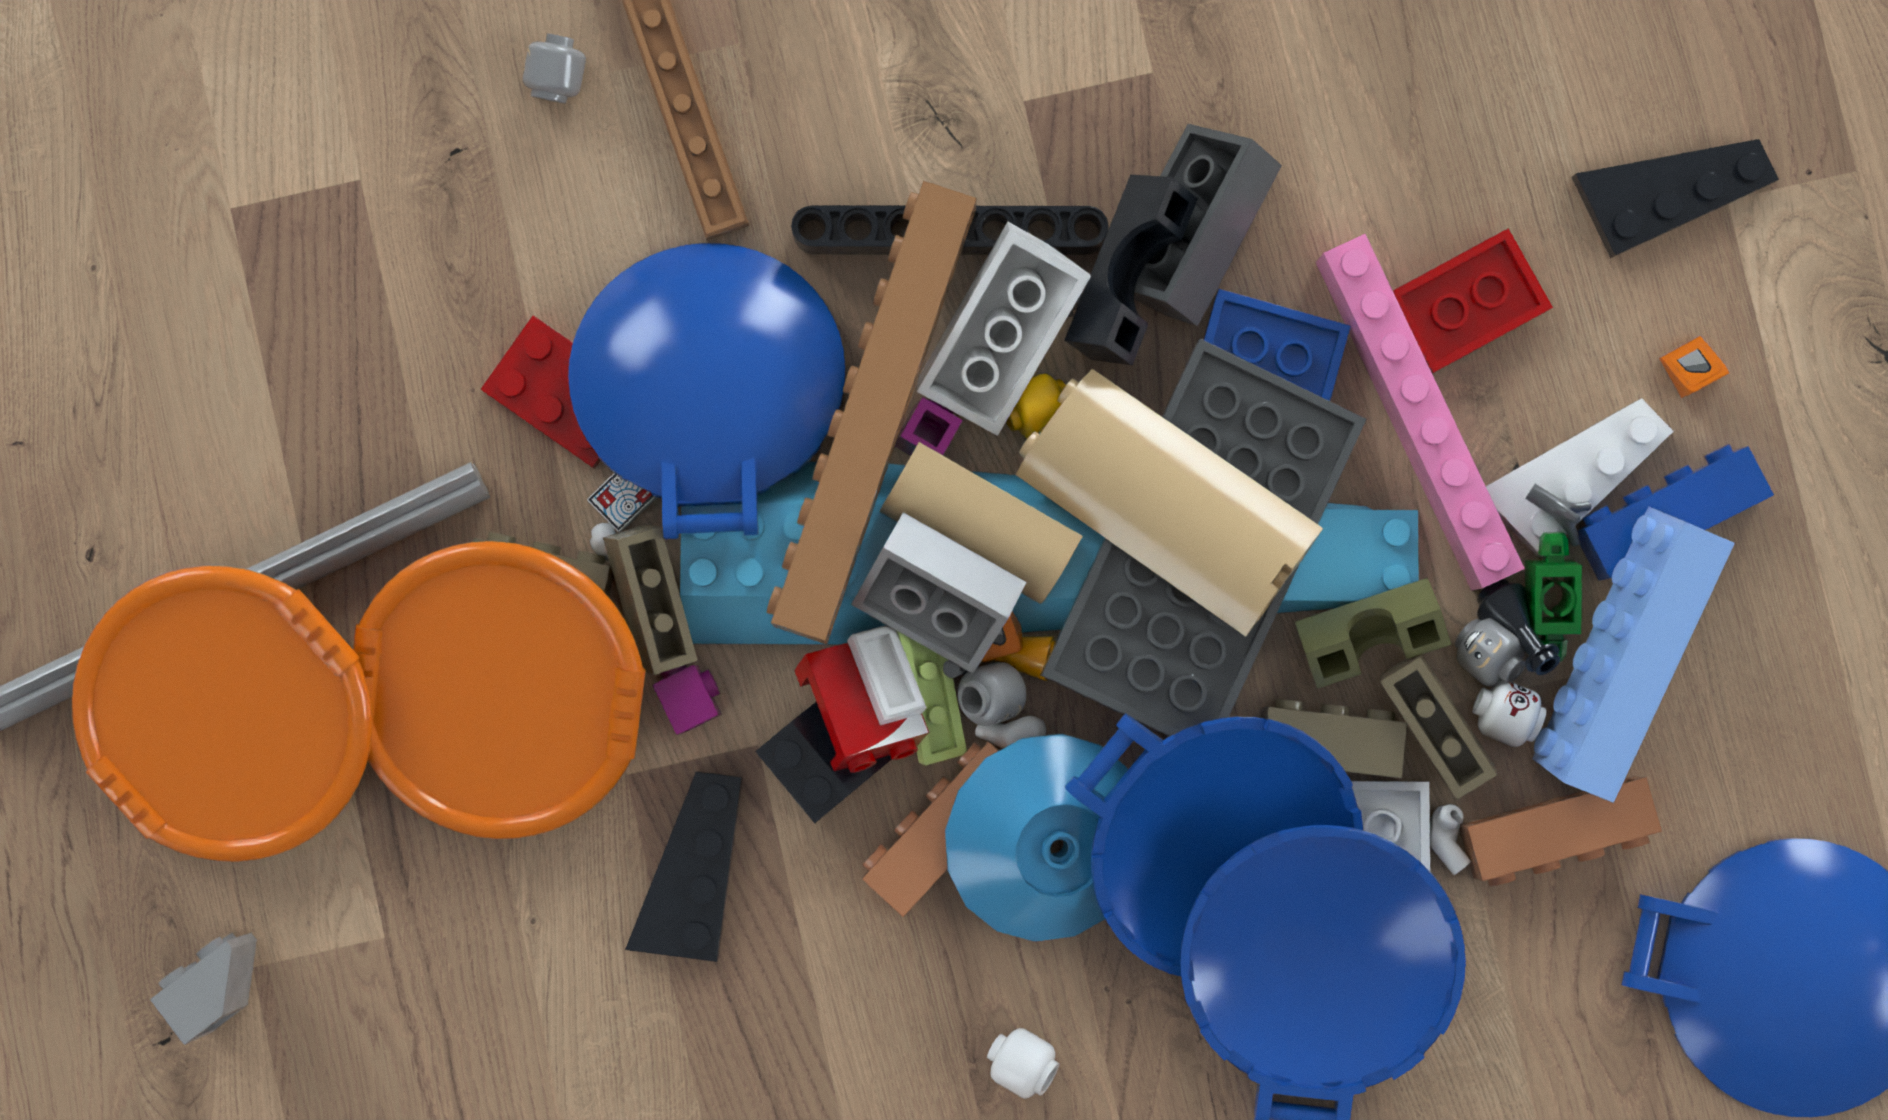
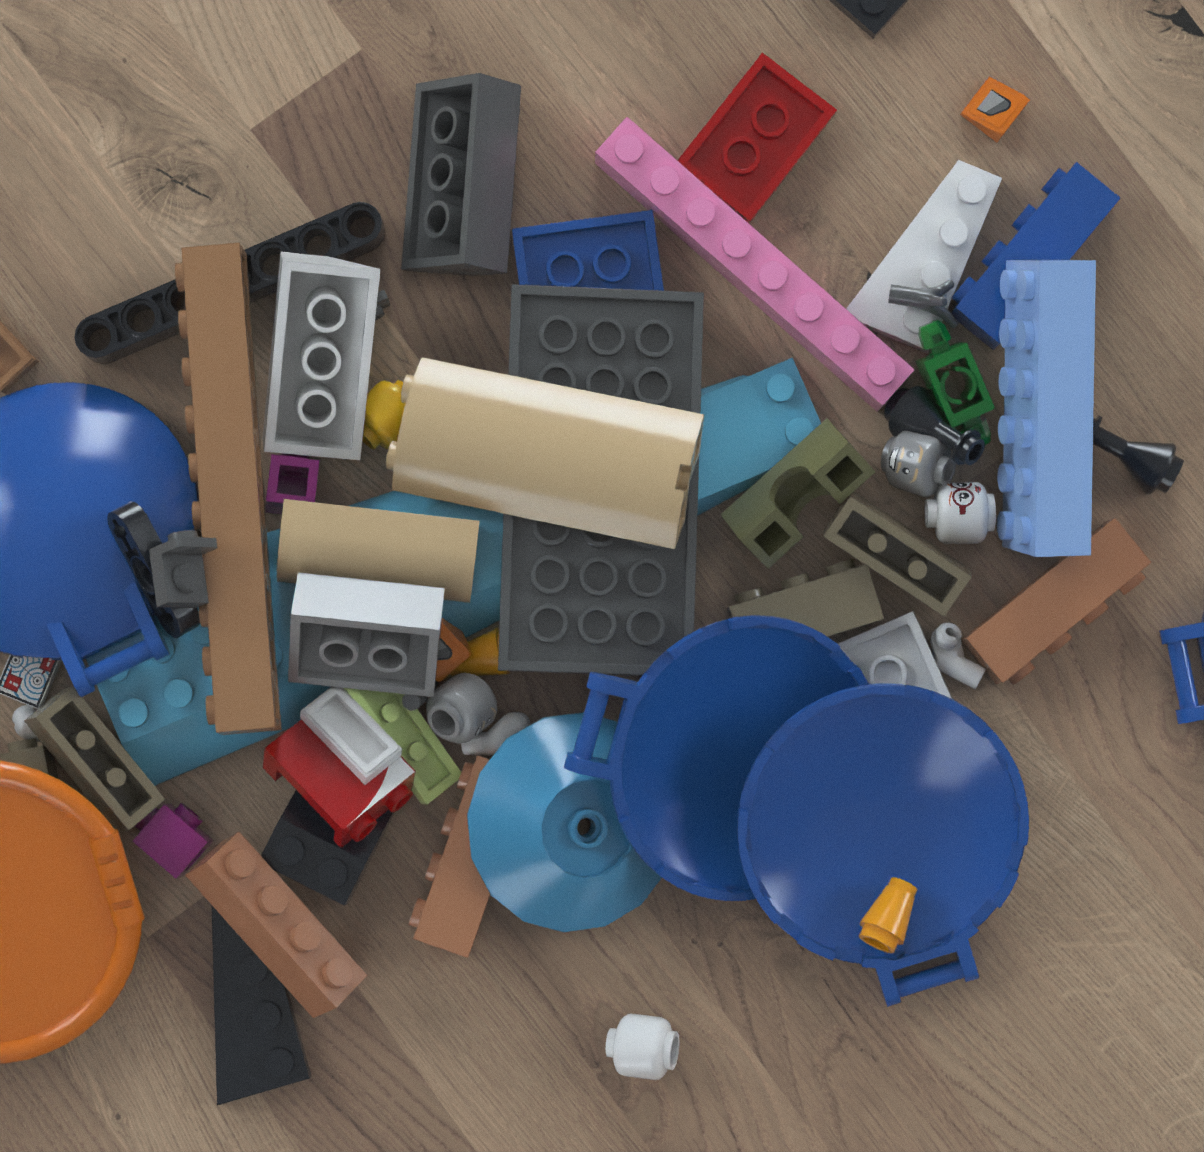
camera: 25 degrees left, 0 degrees up
(747, 814) = (276, 925): none -> nougat brick
(776, 454) = (135, 537): none -> black beam
(801, 465) = (180, 570): none -> dark grey bracket
(1147, 219) = (413, 193): black arch -> none
(1292, 1044) = (889, 916): none -> light orange cone
(1696, 742) = (1149, 463): none -> black piece

